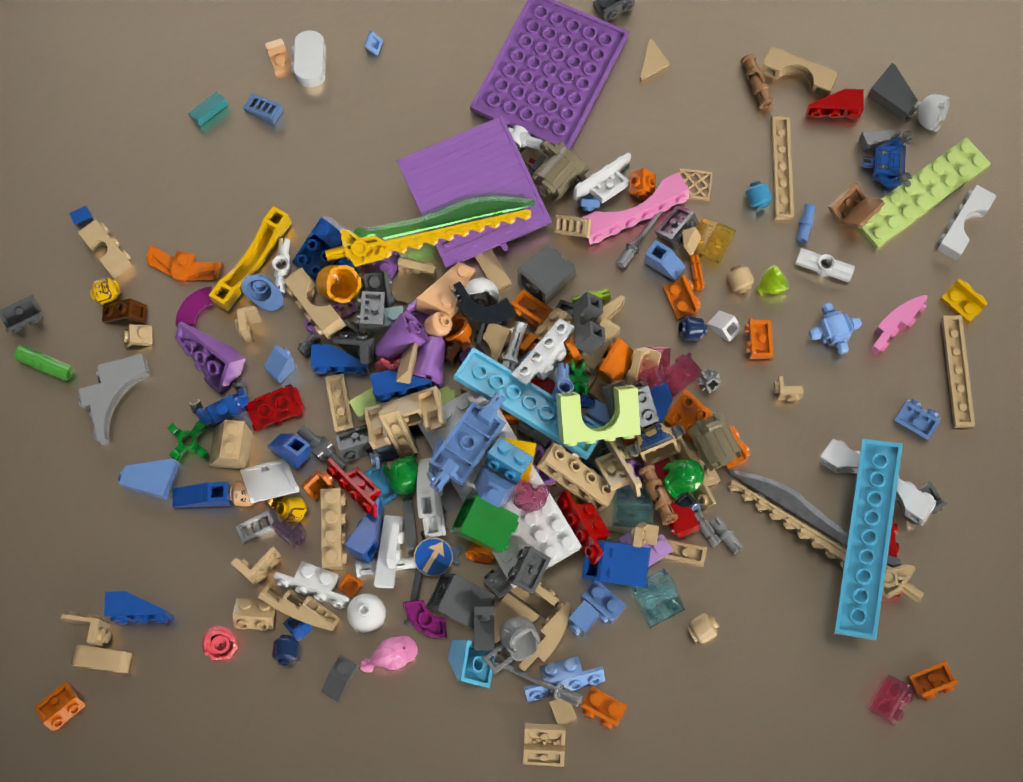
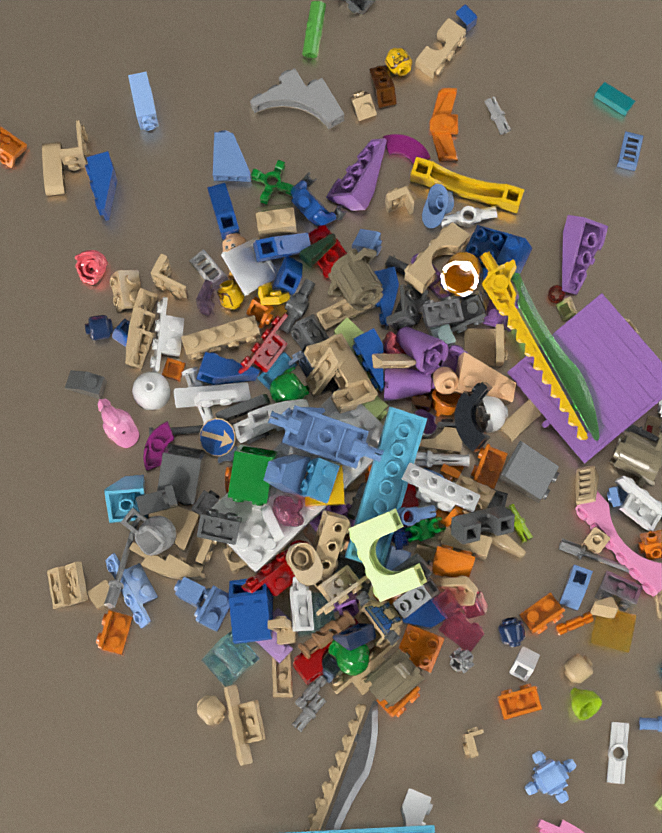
camera: 75 degrees right, 5 degrees up
(61, 547) = (143, 101): none -> light blue window
(190, 214) = (498, 115): none -> light grey pin
(258, 446) = (280, 246): none -> blue slope
(274, 417) = (316, 251): none -> clear green slope
(307, 468) = (270, 297): none -> yellow bracket
(314, 381) = (356, 279): none -> dark tan container
(336, 172) = (580, 243): none -> medium lavender wedge
(385, 212) = (552, 297): none -> clear red bush
(398, 202) = (566, 309): none -> tan slope
(539, 516) = (272, 523): none -> white beam
(566, 571) = (234, 565): none -> tan brick
(585, 495) = (304, 563): none -> tan cap
(624, 510) = (301, 607): none -> white hinge
(626, 231) = (596, 540): none -> tan bracket
(667, 466) = (356, 635): none -> dark blue slope
(723, 597) = (245, 723): none -> tan bracket

